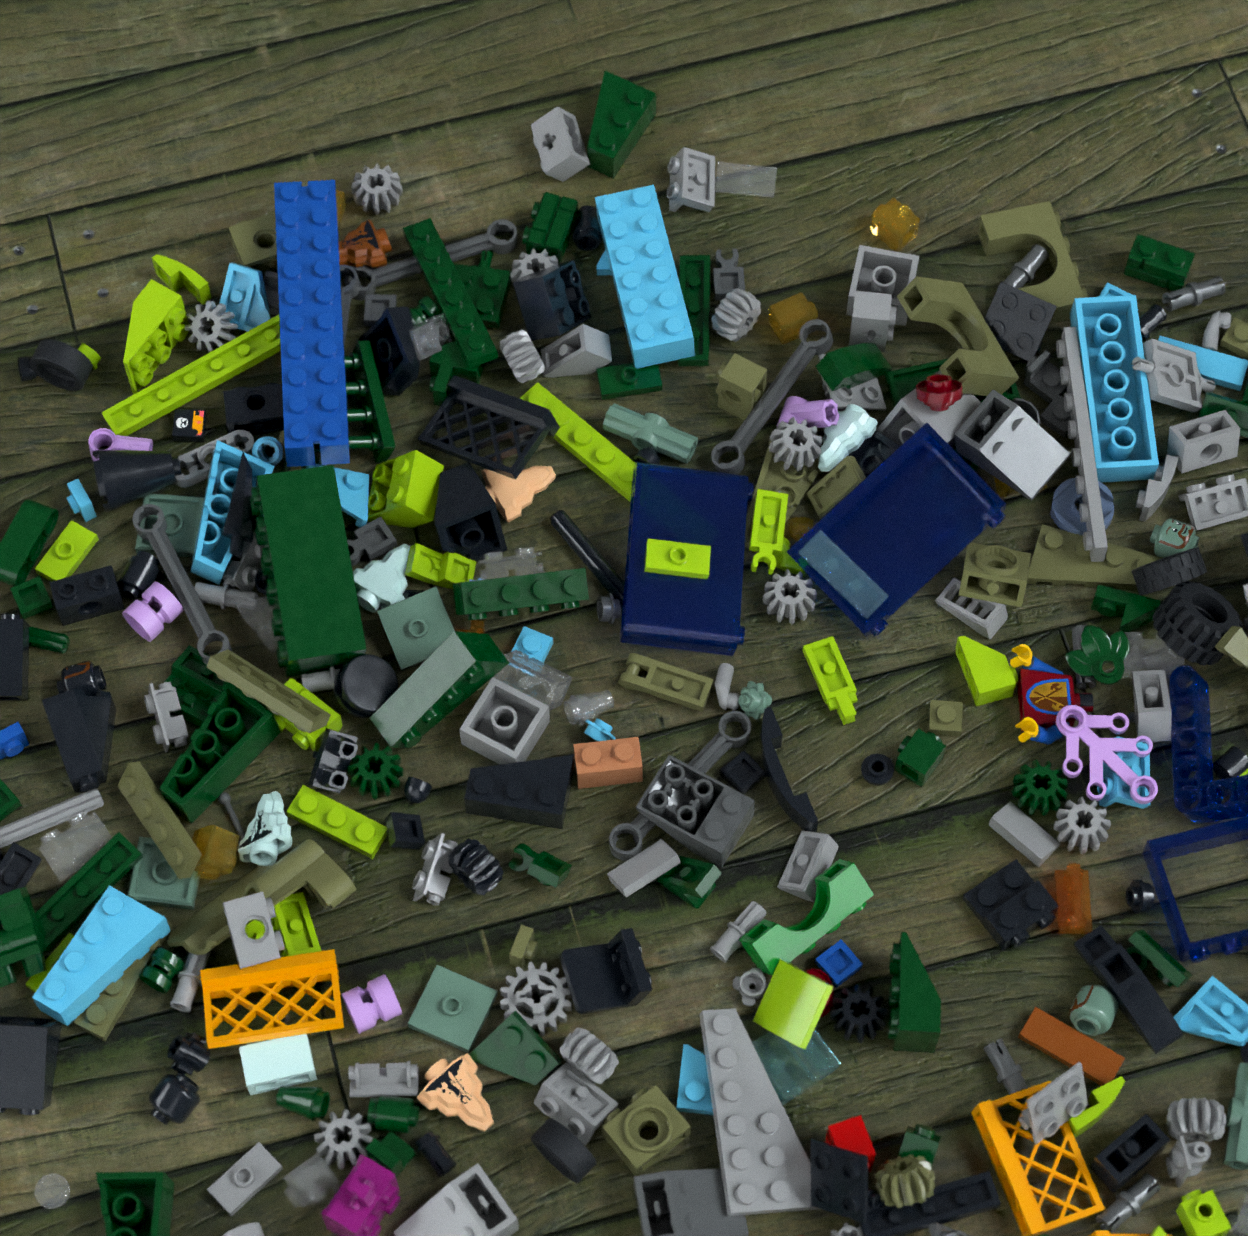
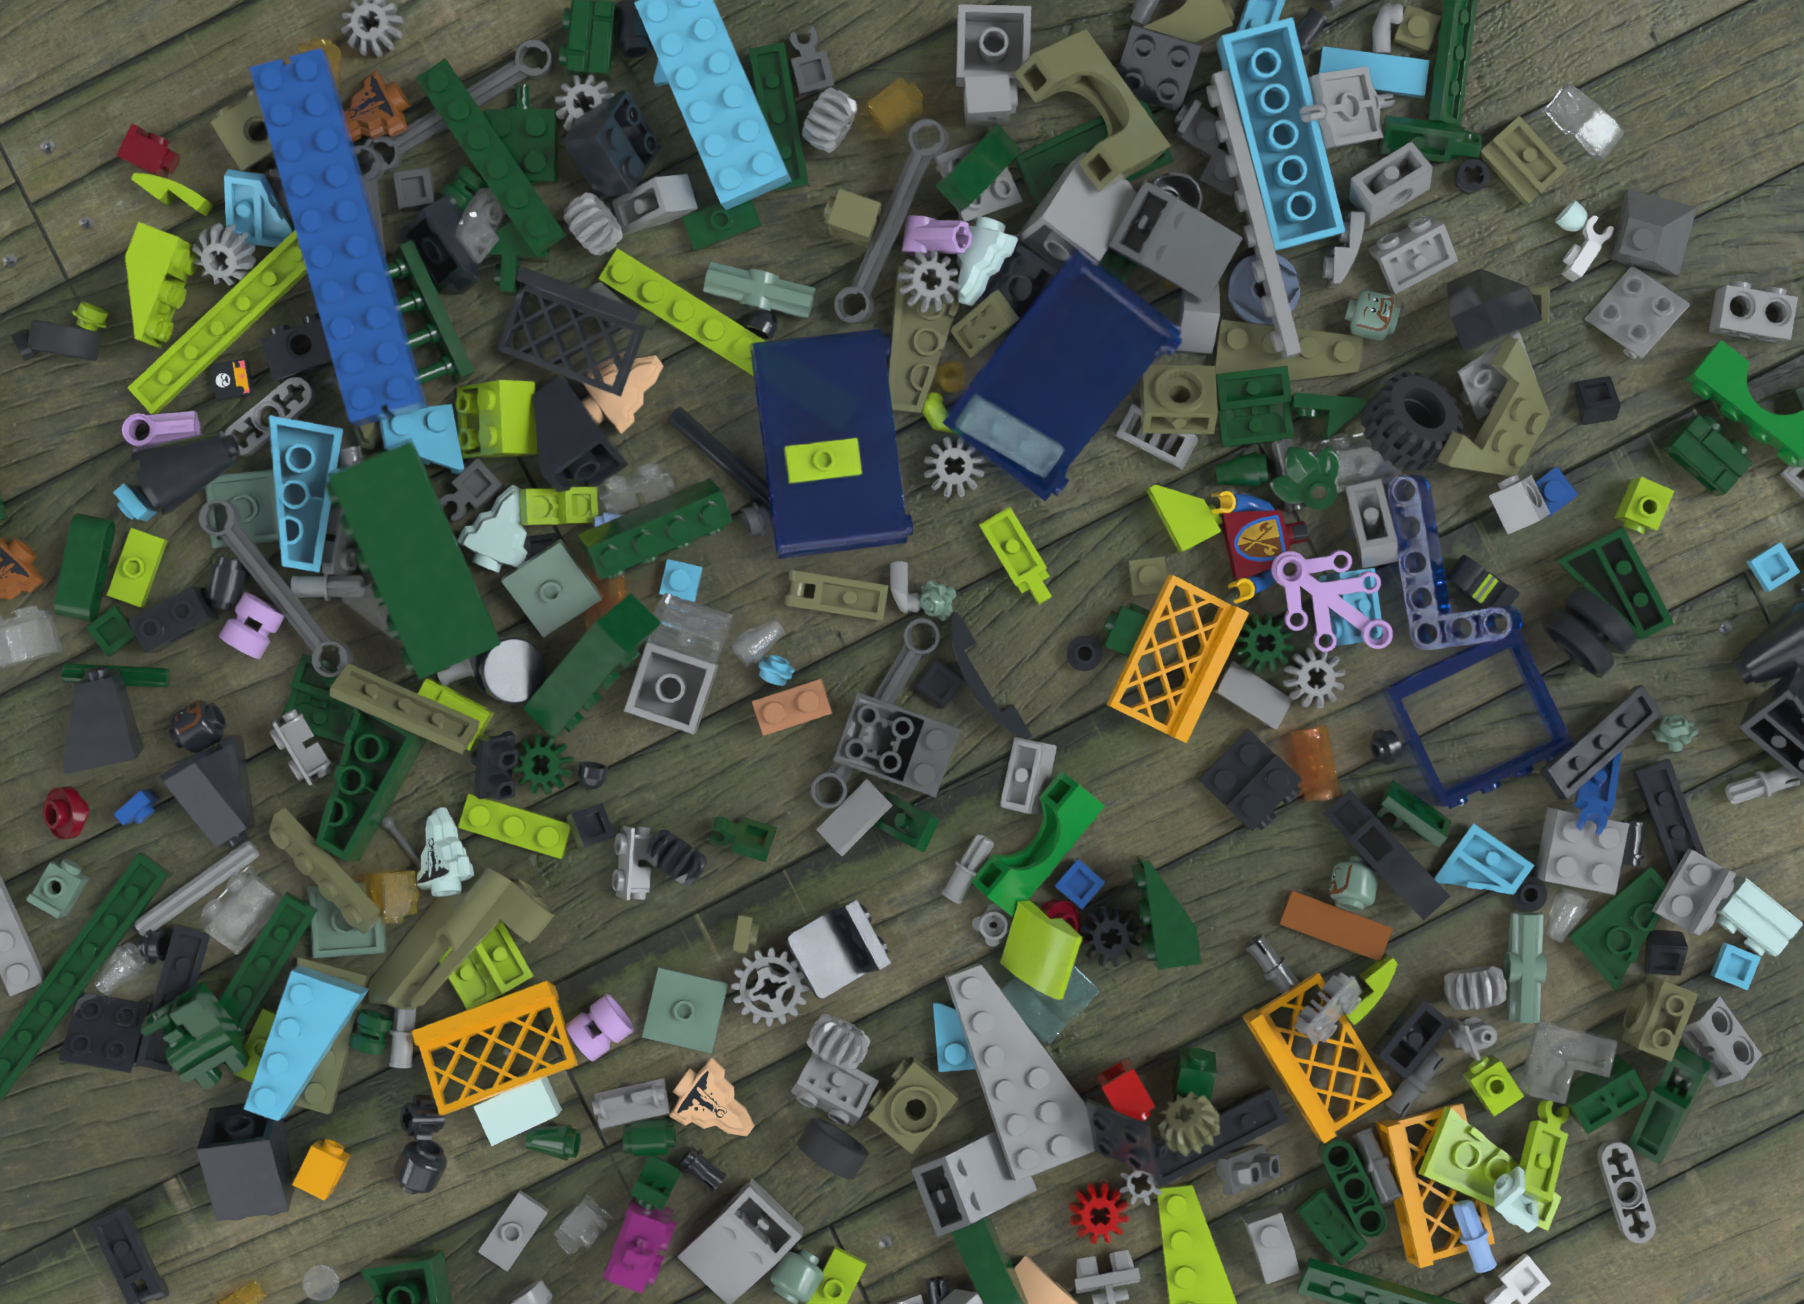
camera: 10 degrees left, 25 degrees up
(83, 1083) = (322, 1168): none -> light orange brick
(169, 244) = (148, 153): none -> dark red brick
(239, 517) = (319, 510): black bar -> none
(247, 950) = (462, 1010): light grey brick -> none
(260, 445) = (330, 406): medium azure cone -> none
(342, 1127) = (613, 1185): light grey gear -> none
(516, 1051) = (762, 1047): dark green wing -> none
(522, 791) = (708, 759): black wedge -> none
(767, 527) = (915, 392): lime plate -> none
(939, 391) = (1084, 200): dark red plate -> none
(975, 805) = (1205, 664): none -> light orange fence
(1021, 522) = (1199, 322): none -> light grey slope
(1046, 645) = (1243, 471): none -> dark green cone
(1060, 595) = (1254, 406): none -> dark green slope
(1169, 571) = (1373, 368): black tyre -> none

